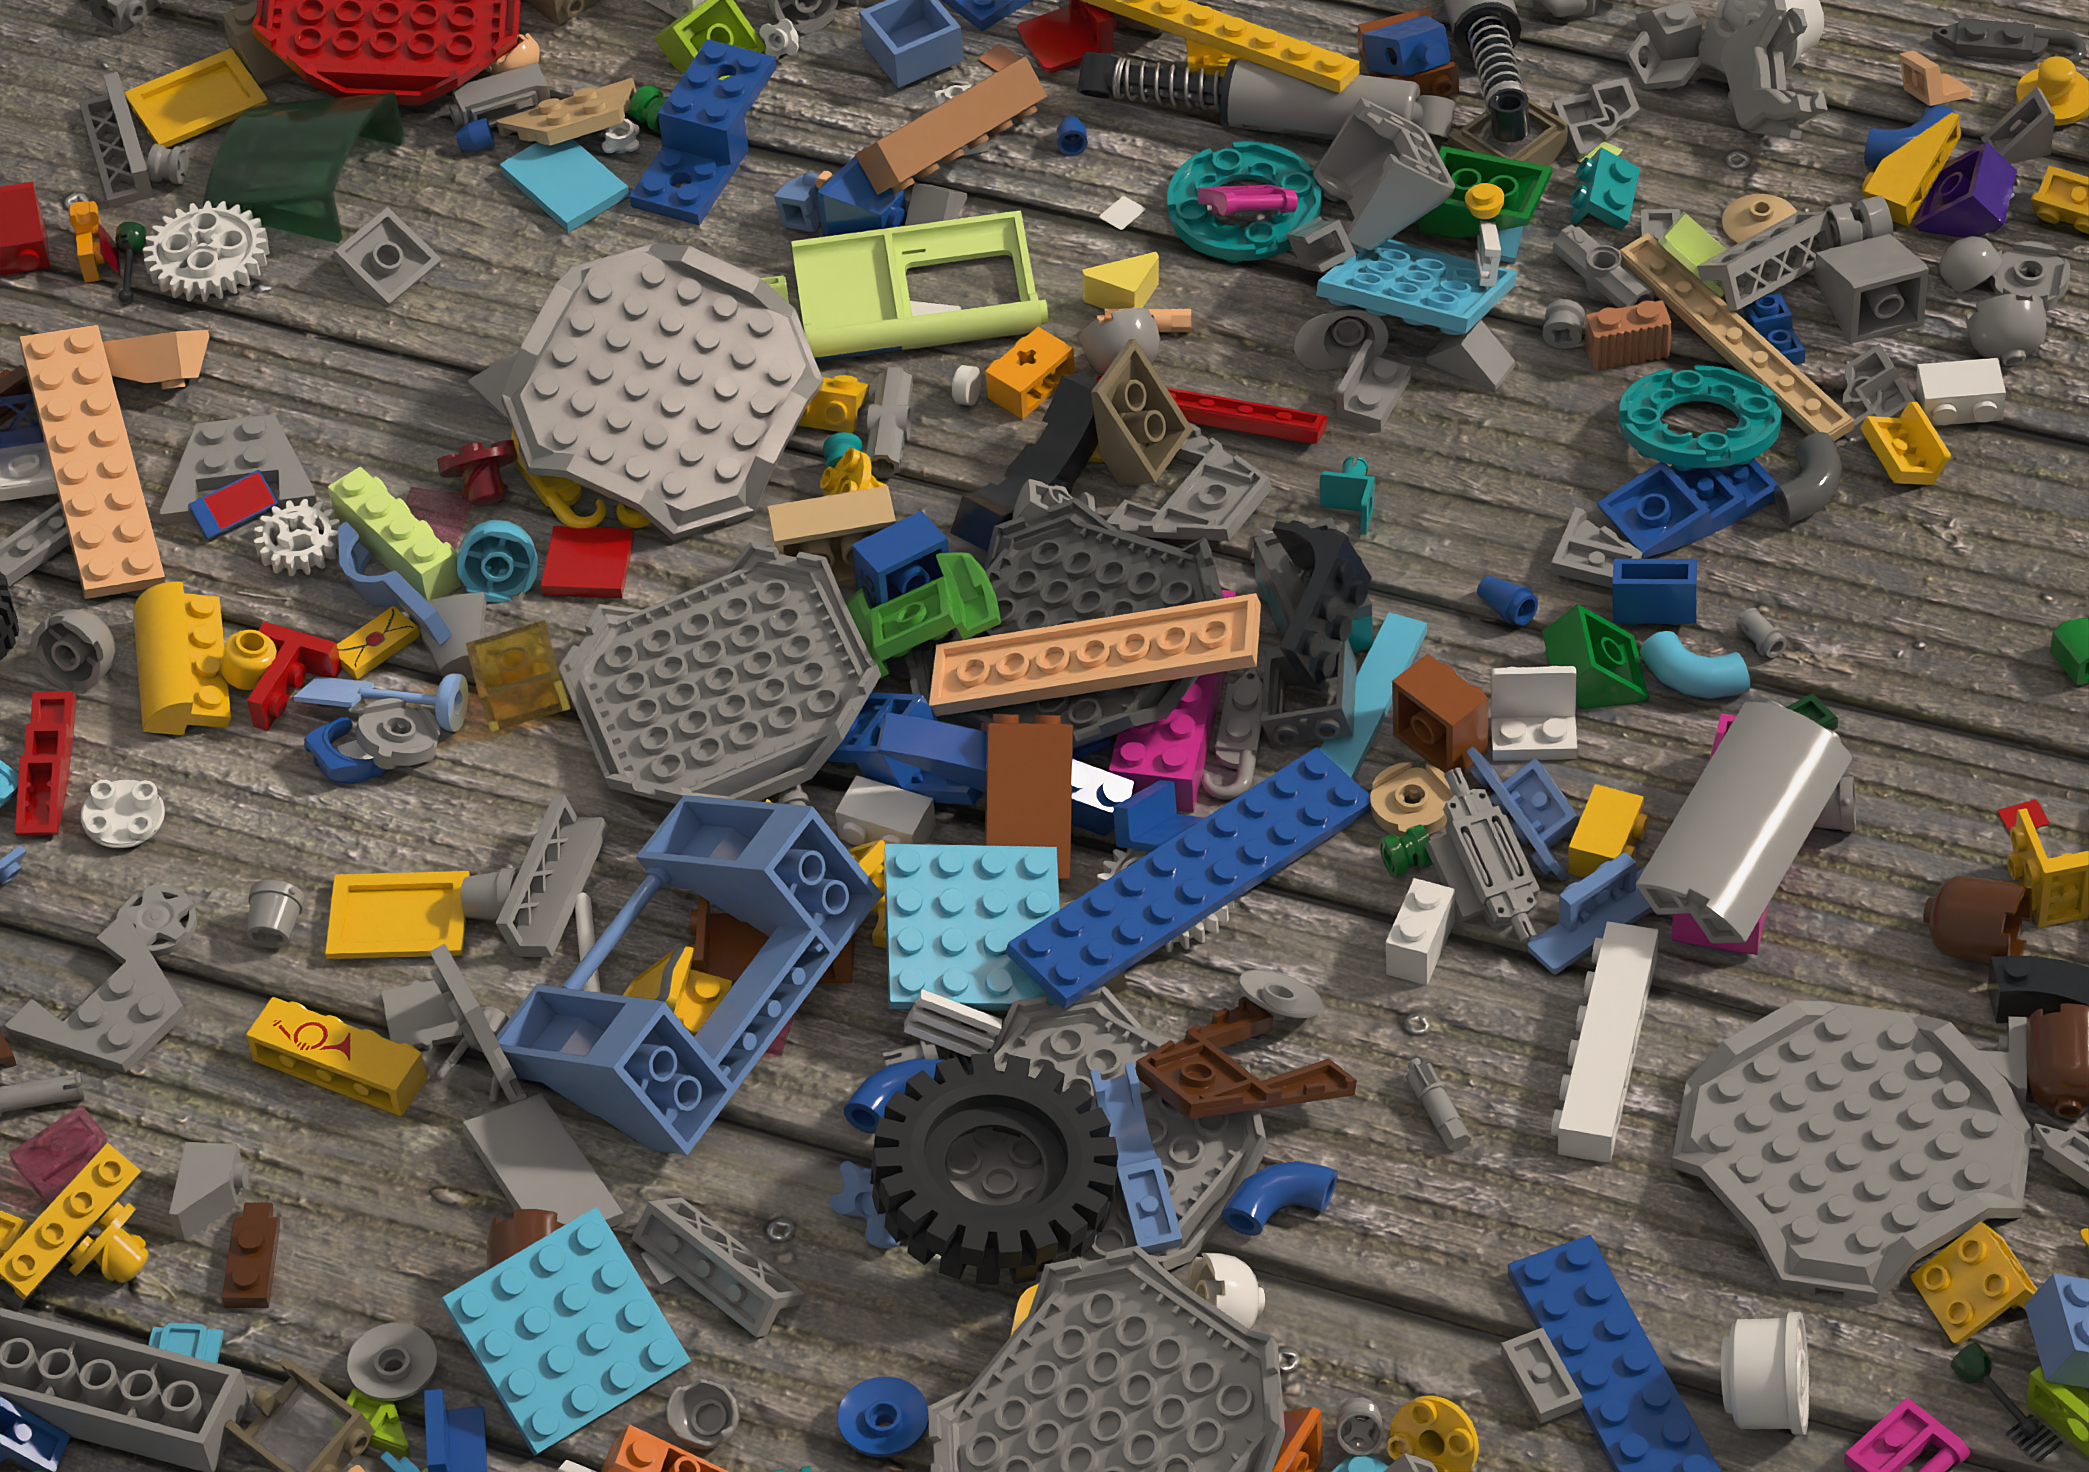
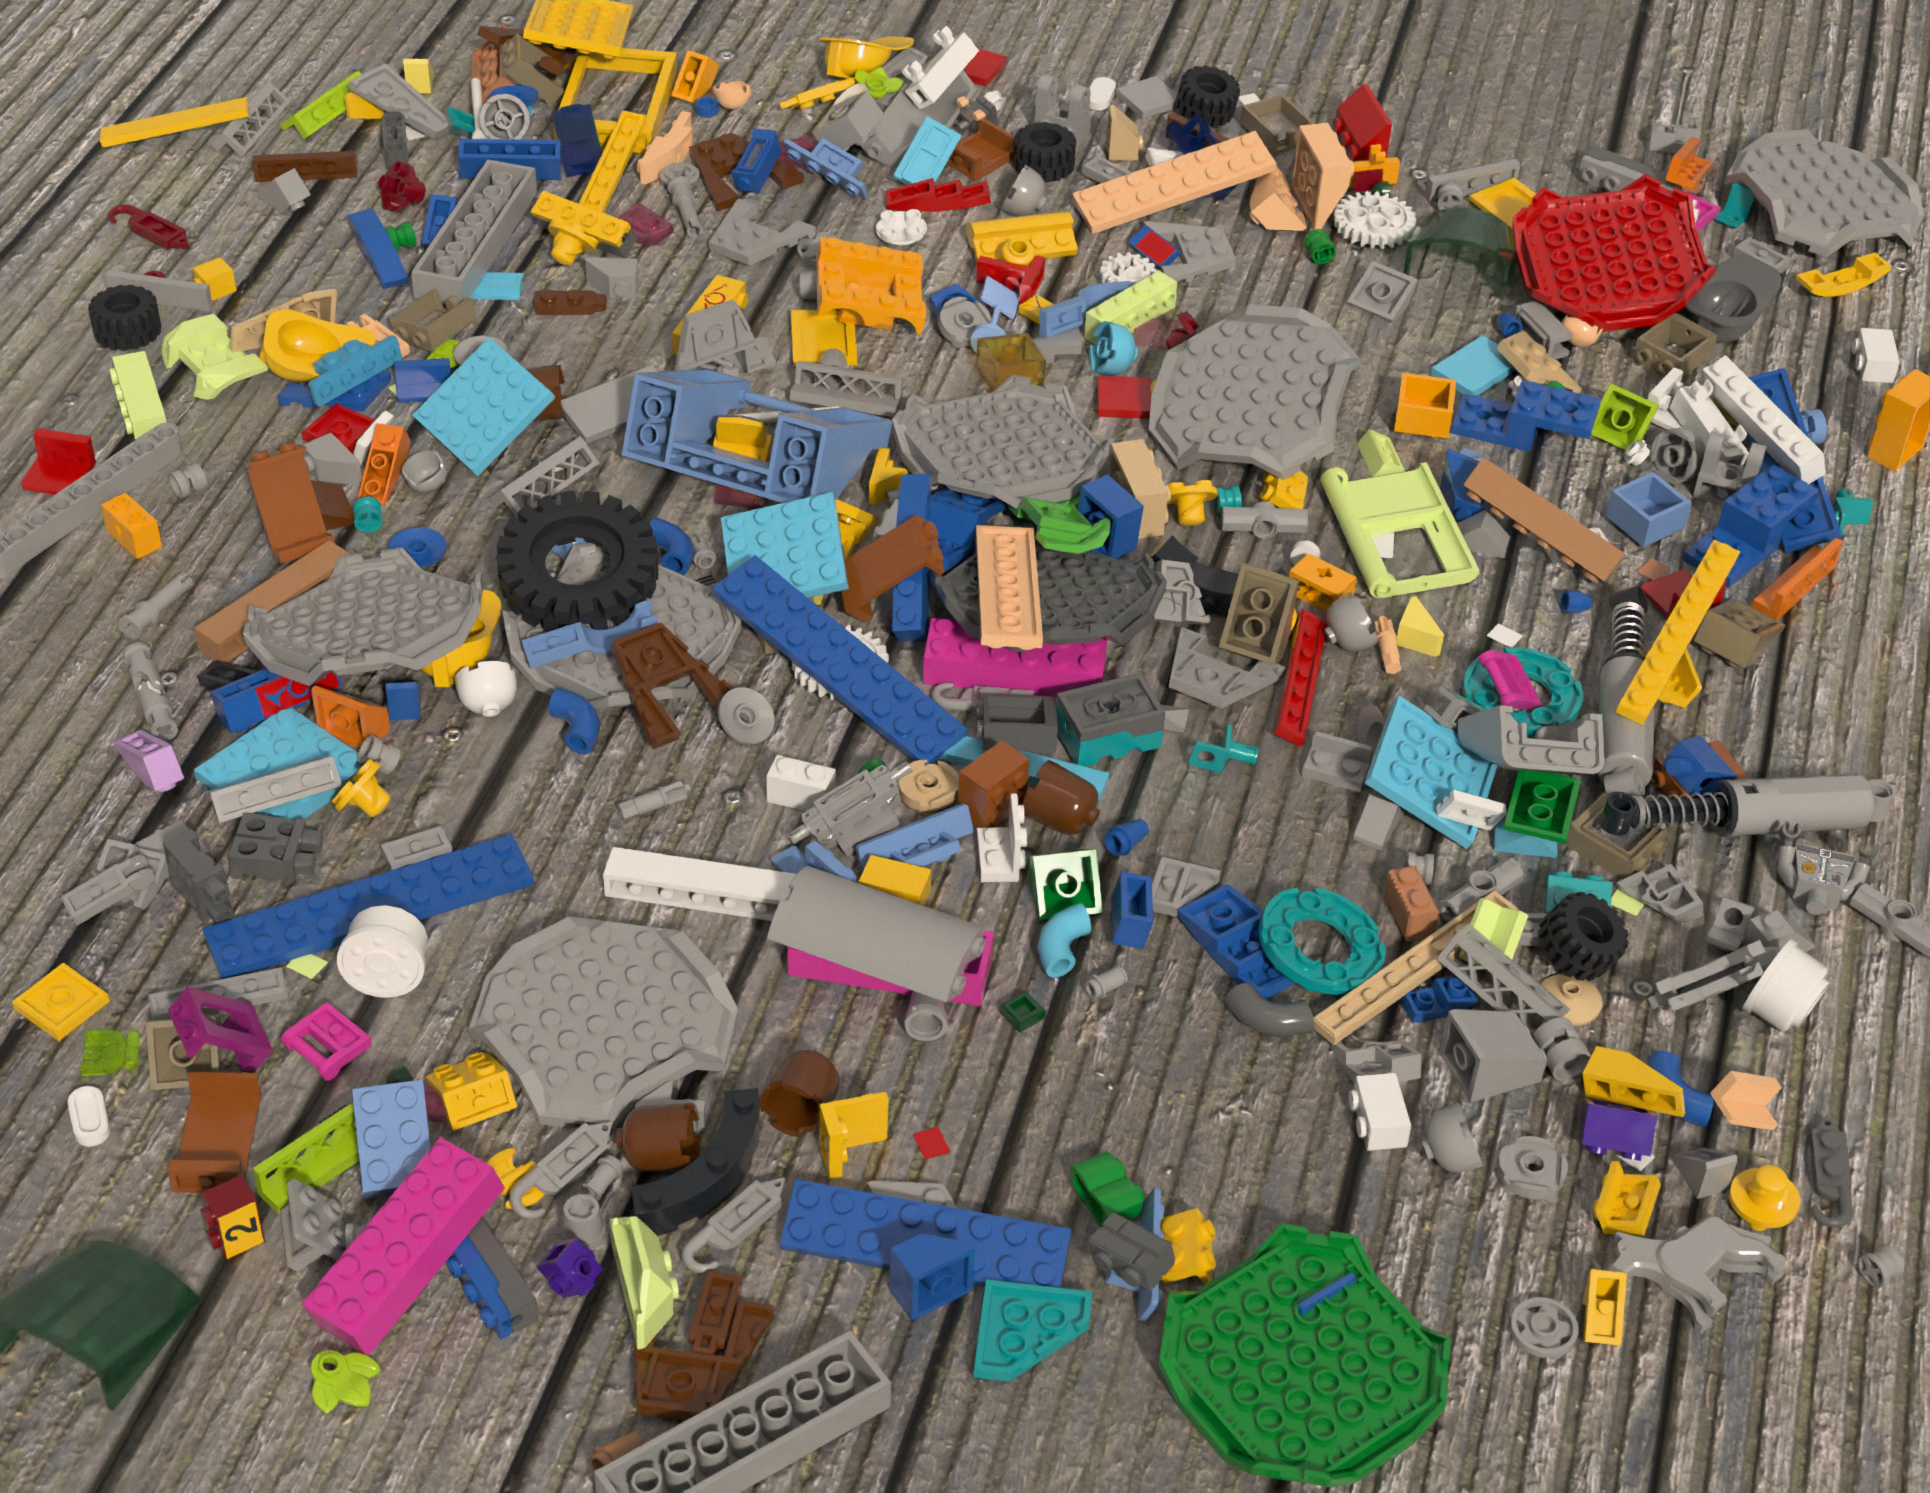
camera: 80 degrees right, 5 degrees down
(133, 278) = (1320, 172): none -> light nougat slope
(263, 316) = (1319, 246): none -> green wheel
(283, 859) = (860, 281): none -> light orange piece
(672, 217) = (1425, 405): none -> light orange piece
(950, 1032) = (714, 555): white tile -> none
(1150, 818) = (890, 640): blue panel -> none
(1329, 601) = (1060, 690): black bracket -> none
(1466, 639) = (1062, 800): none -> reddish brown cylinder
(1484, 200) = (1514, 795): yellow plate -> none
(1693, 179) = (1583, 936): none -> black tyre
(1907, 446) = (1311, 1072): yellow bracket -> none
(1968, 263) = (1532, 1119): light grey hair -> none
(2005, 1335) = (434, 1106): none -> clear pink tile

